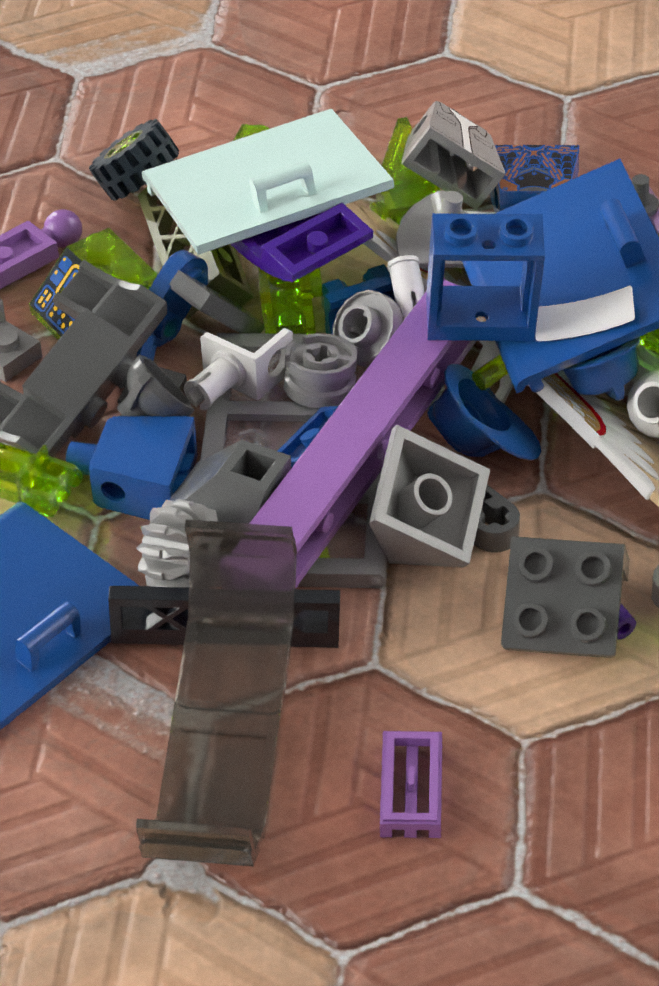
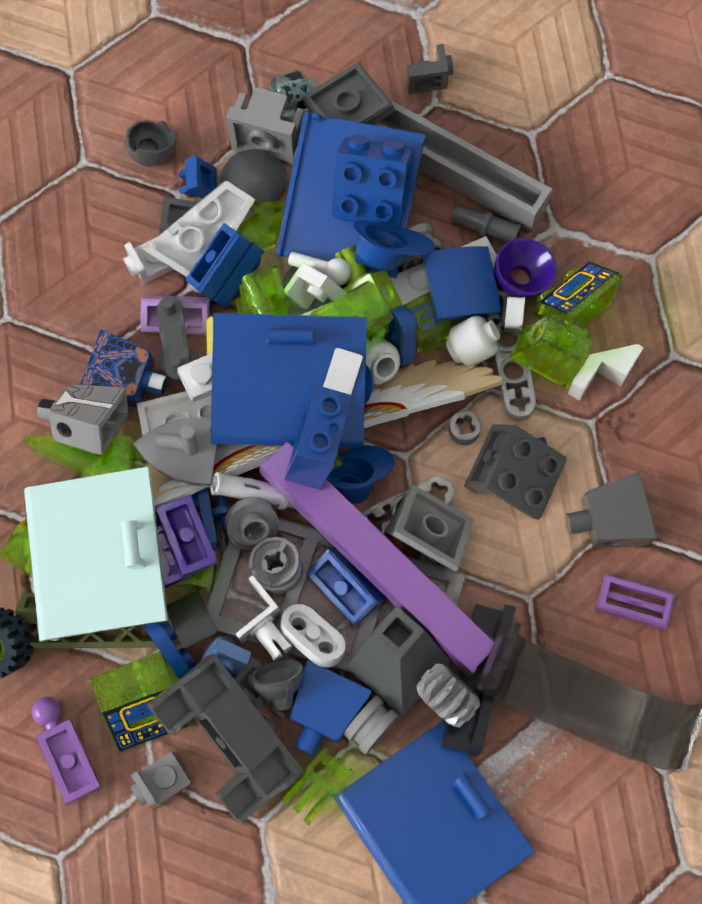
camera: 75 degrees left, 30 degrees up
(120, 505) = (371, 725): none -> light grey wheel
(173, 348) = (230, 655): none -> medium blue plate
(230, 414) = (314, 636): none -> white plate
(544, 721) = (615, 515): none -> dark grey torso
(612, 521) = (475, 426): none -> dark grey bush

